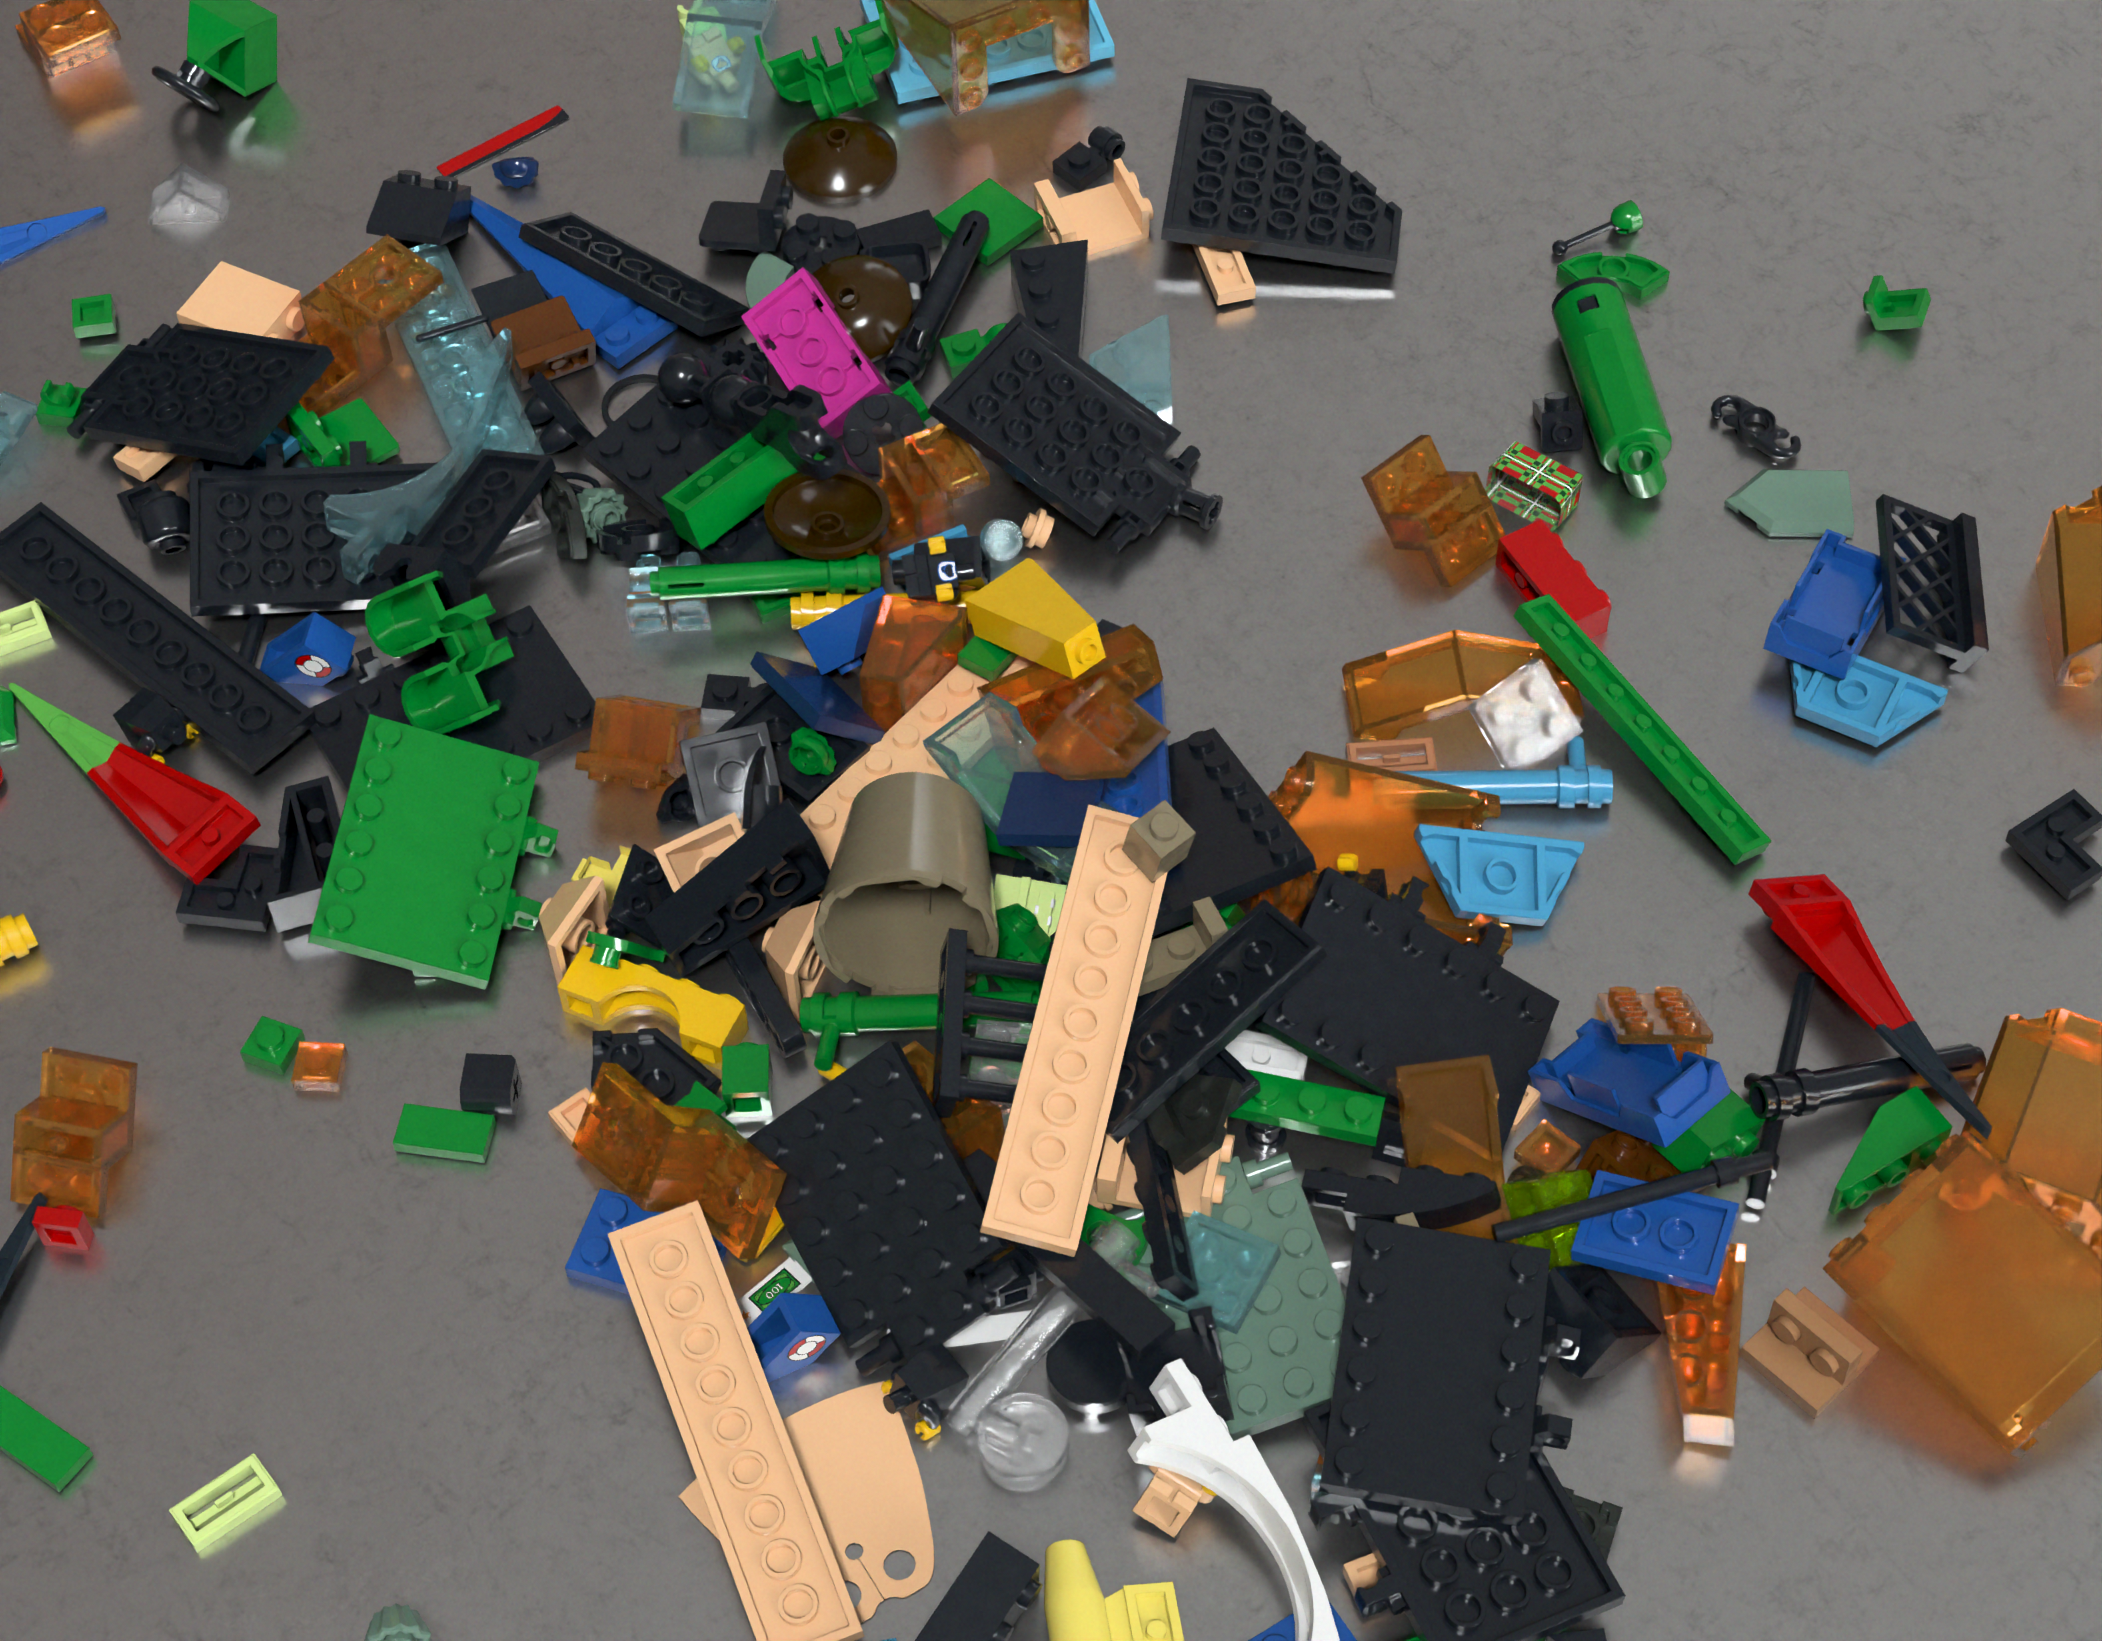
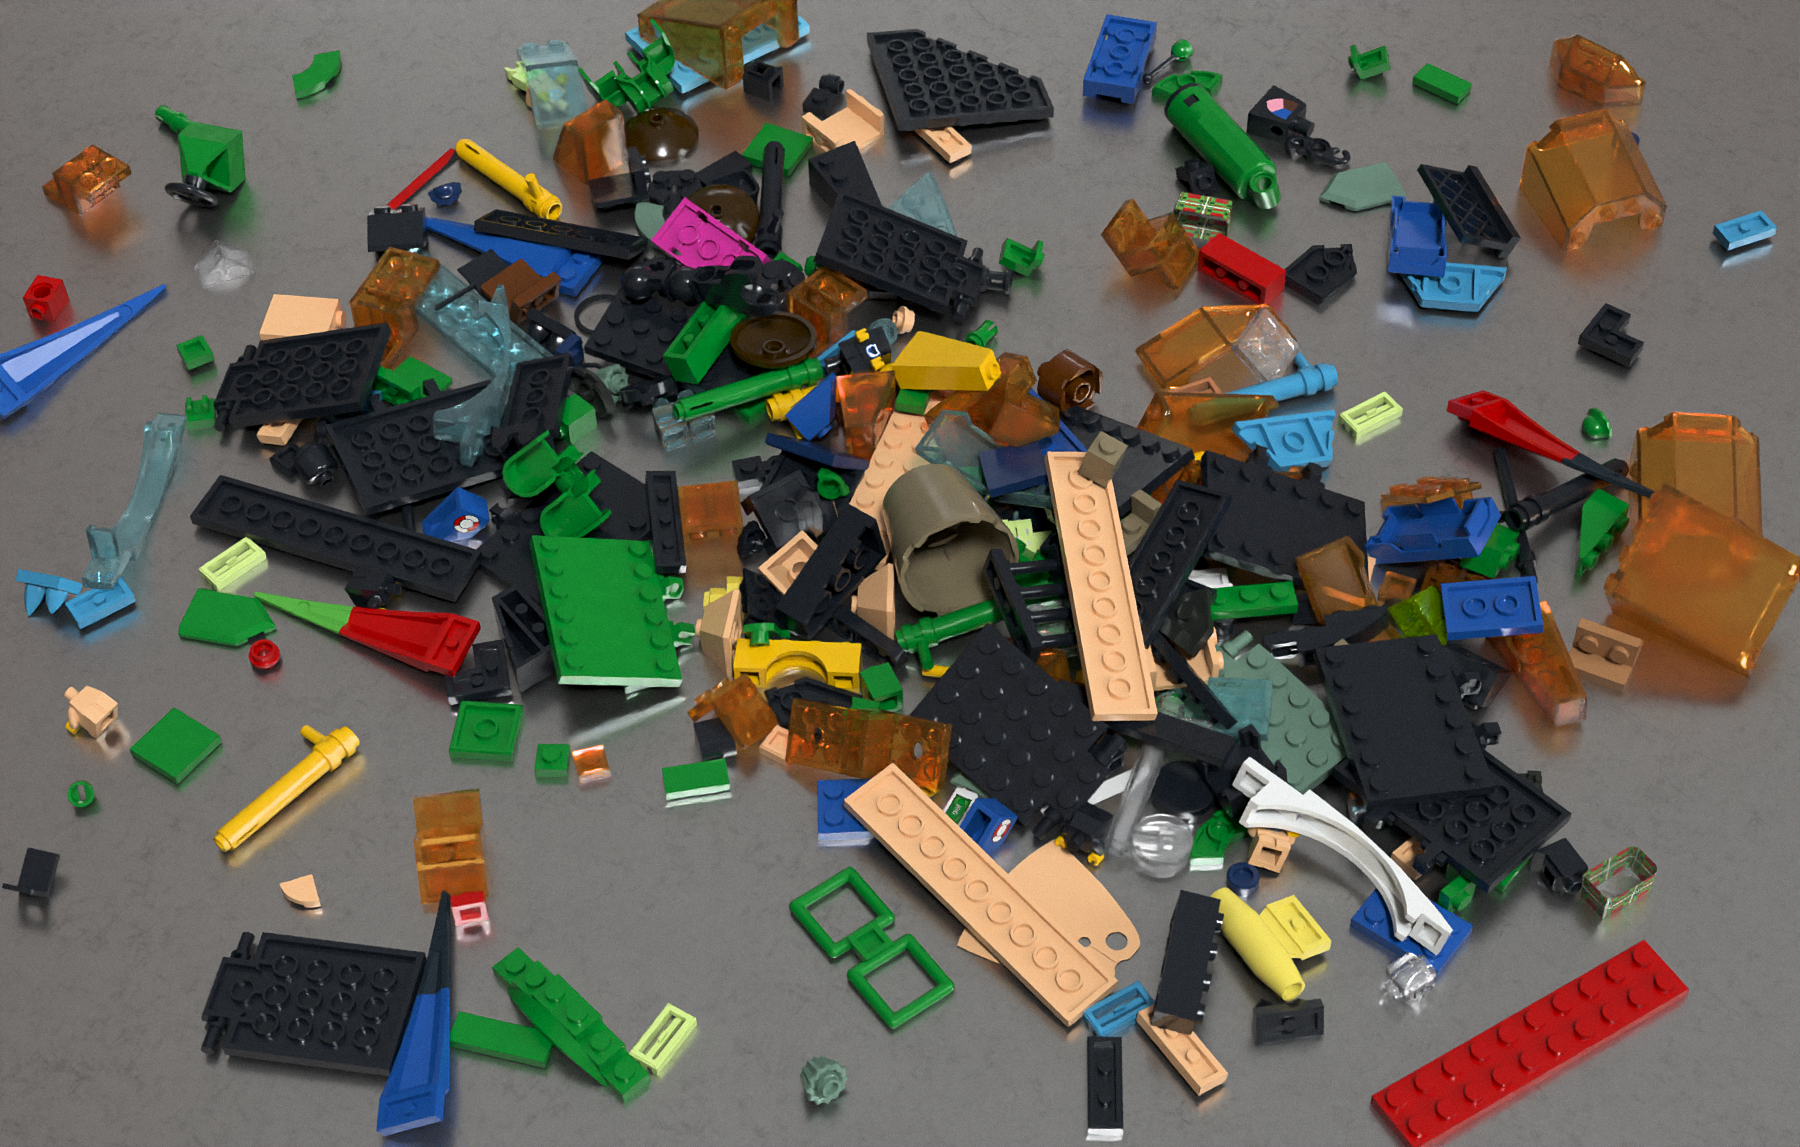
camera: 20 degrees left, 5 degrees down
(108, 1444) = (570, 1023): none -> green piece
(209, 975) = (486, 731): none -> green tile
(526, 553) = (577, 419): none -> green brick
(536, 1053) = (739, 708): none -> clear orange bracket
(556, 778) = (665, 522): none -> black plate
(560, 1462) = (871, 947): none -> green bar
(567, 450) = (572, 345): none -> dark blue plate
(626, 205) = (525, 188): none -> yellow cylinder
(733, 148) = (592, 142): none -> clear orange slope
(964, 347) = (804, 228): green plate -> none
(1008, 106) = (760, 78): none -> black window
(1099, 1458) = (1214, 839): none -> green tile
(1117, 1530) = (1242, 879): none -> dark blue tile
(1135, 583) = (982, 334): none -> green pin
(1217, 691) = (1069, 381): none -> reddish brown brick
(1246, 477) = (1021, 258): none -> green bracket
(1525, 204) = (1119, 58): none -> blue piece
(1642, 729) = (1338, 335): green plate -> none
(1642, 870) = (1373, 418): none -> yellowish green tile
(1672, 618) = (1321, 271): none -> black tile
(1719, 359) = (1279, 117): none -> black torso
(1721, 1172) = (1515, 562): black bar -> none
(1972, 979) = (1596, 425): none -> green piece
(1993, 368) = (1442, 83): none -> green tile

